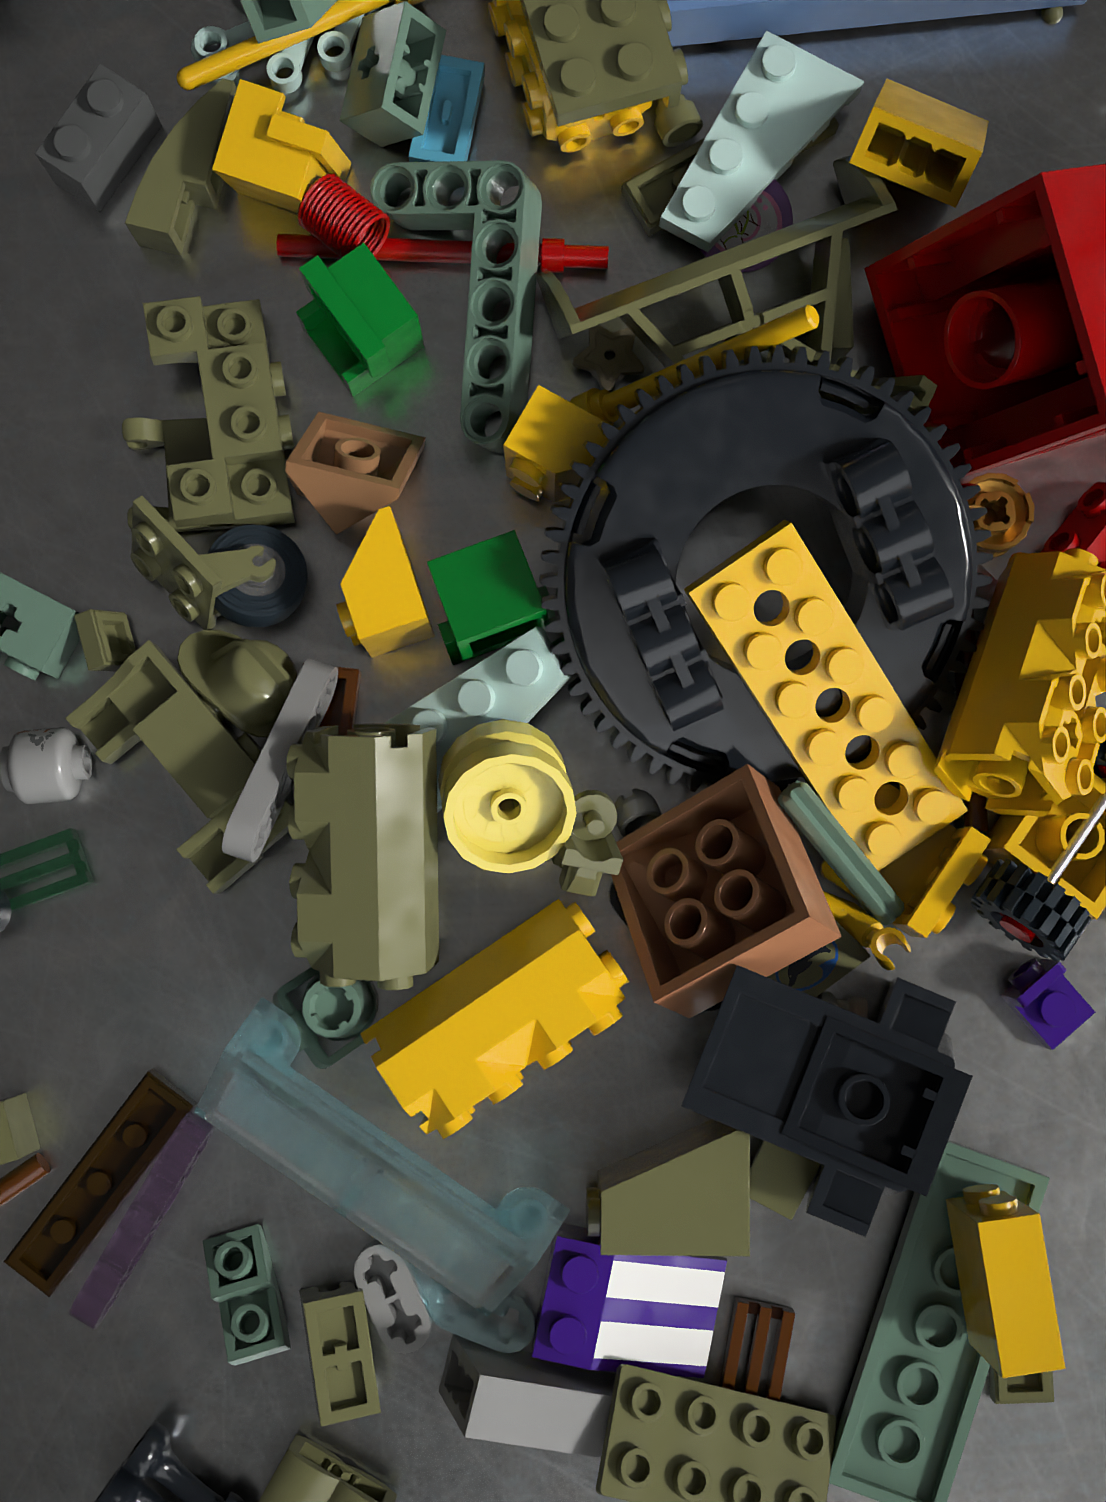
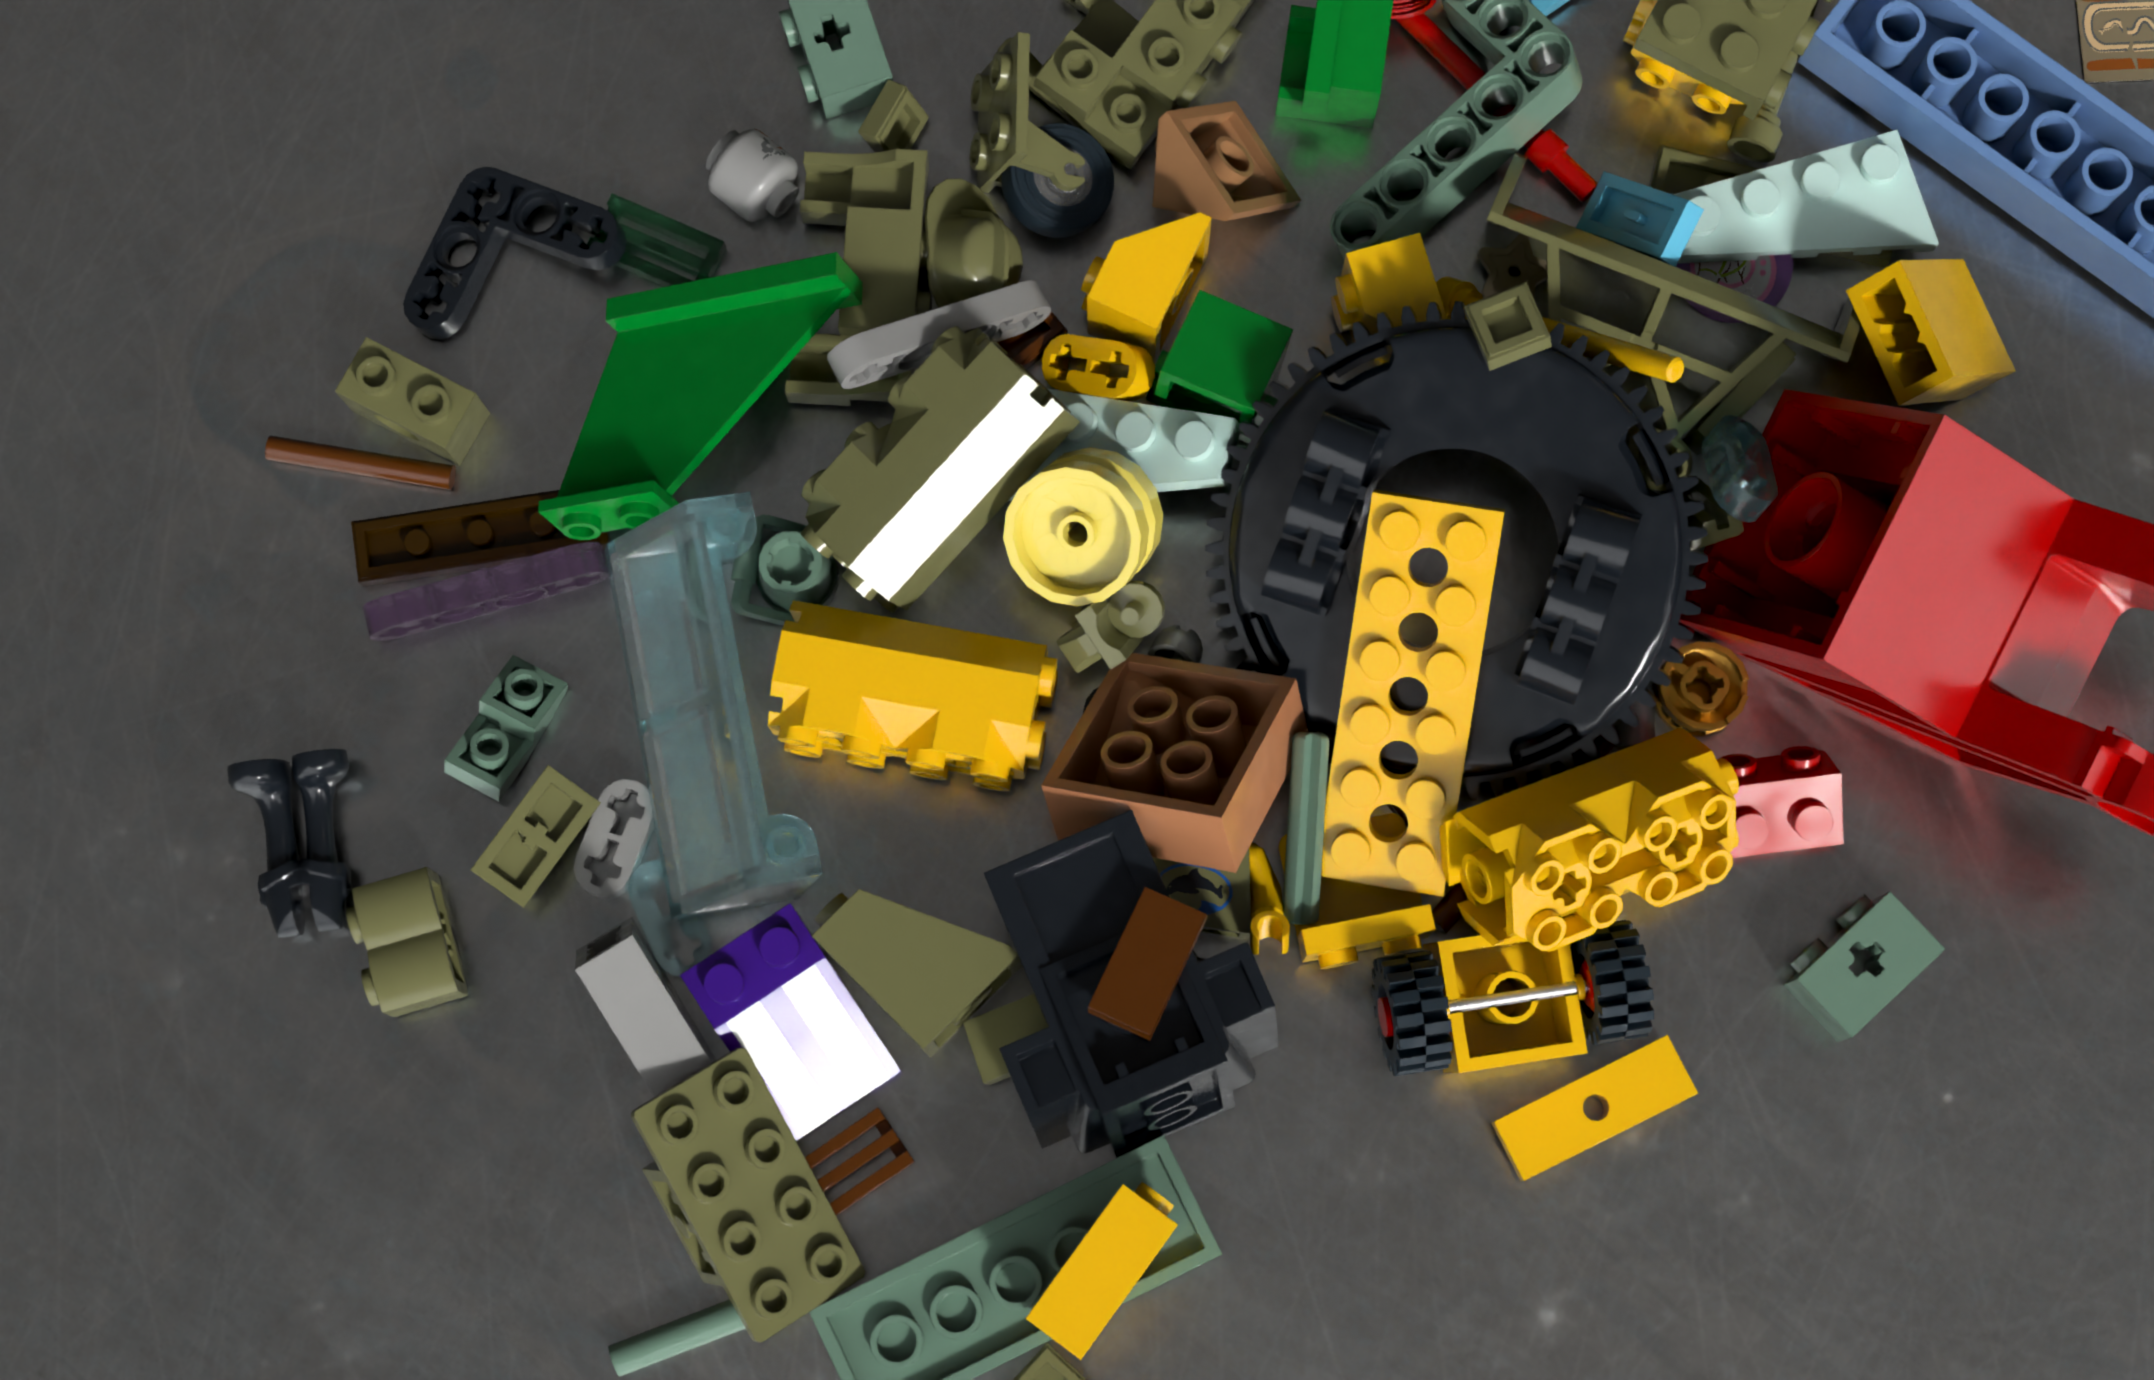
camera: 50 degrees right, 5 degrees down
(137, 955) = (682, 378): none -> green piece
(411, 686) = (1099, 357): none -> yellow beam
(663, 241) = (1640, 218): none -> medium azure plate
(673, 391) = (1508, 326): none -> olive tile
(855, 1063) = (1147, 963): none -> reddish brown tile
(894, 347) = (1739, 468): none -> clear light blue beam
(1046, 1001) = (1361, 1119): dark purple bracket -> none

